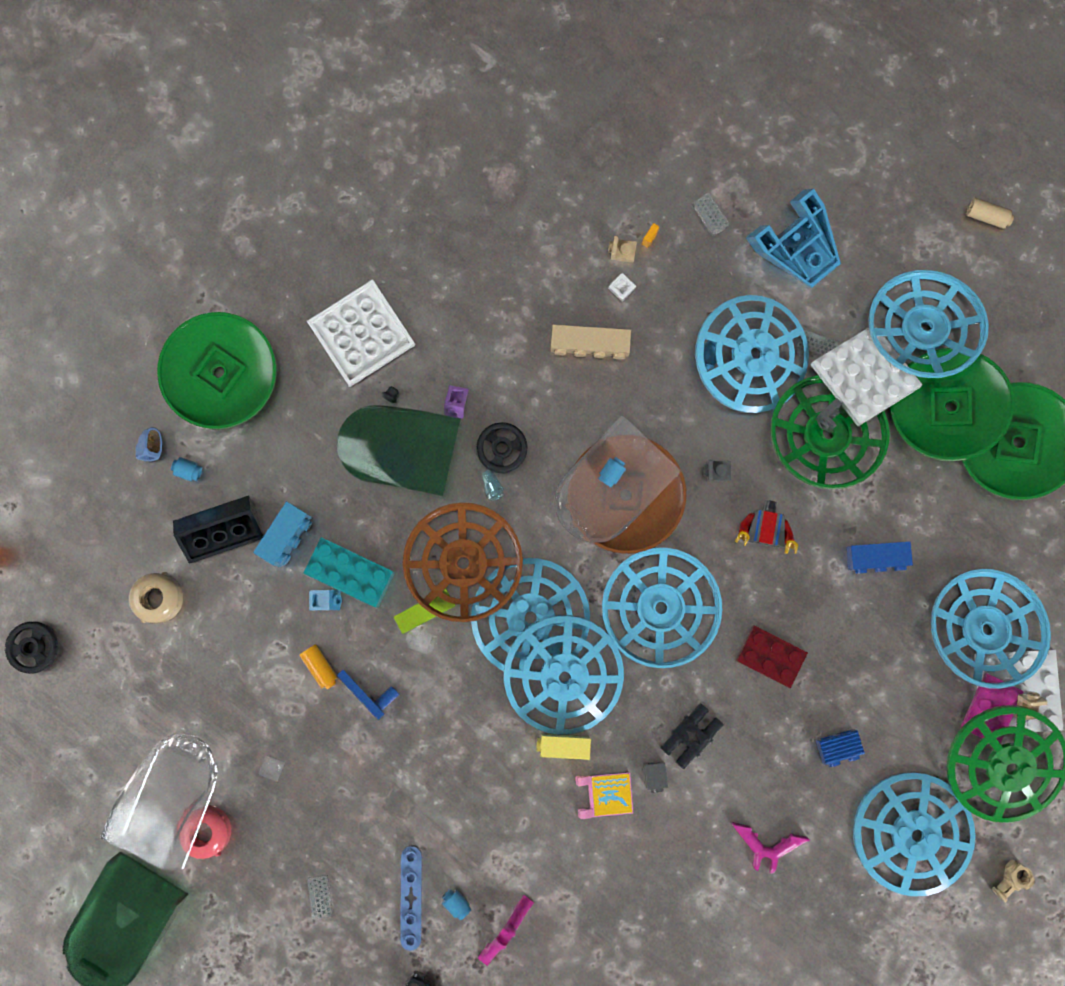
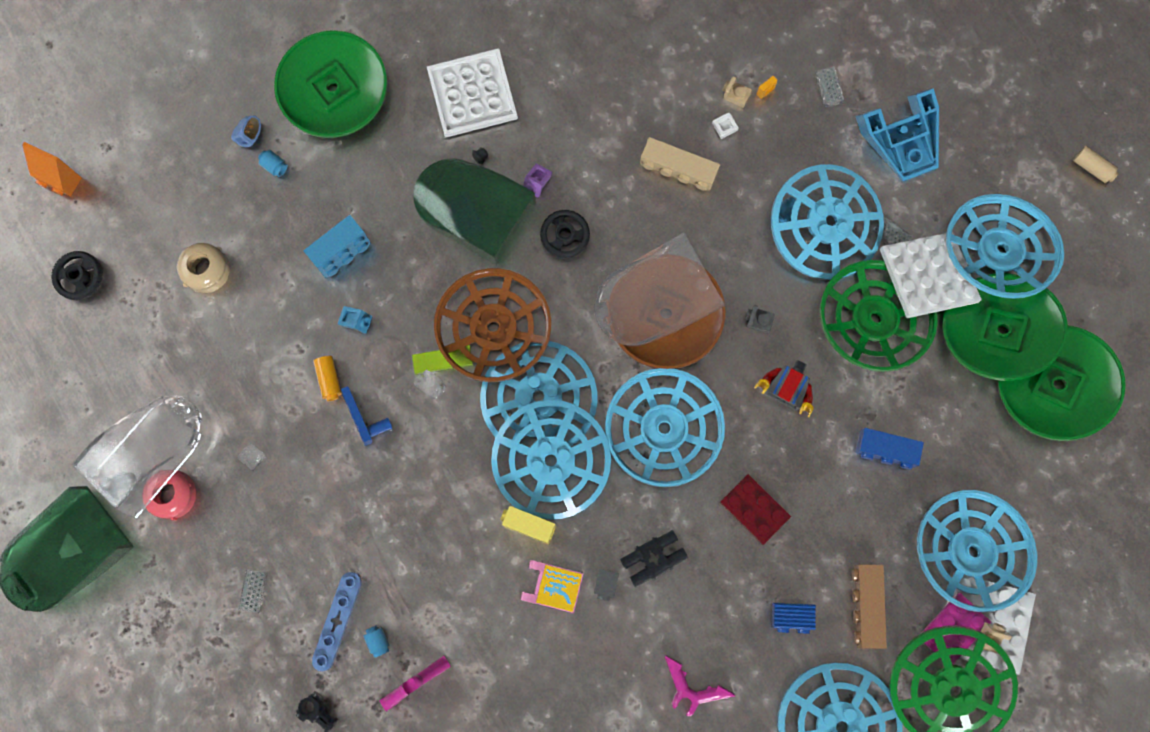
camera: 25 degrees right, 5 degrees down
(217, 529) = (280, 224): black slope -> none
(349, 572) = (385, 301): teal brick -> none
(492, 486) = (544, 267): clear light blue cone -> none
(612, 471) = (659, 284): dark azure brick -> none
(826, 417) = (881, 297): dark grey bracket -> none
(907, 713) = (870, 606): none -> medium nougat brick

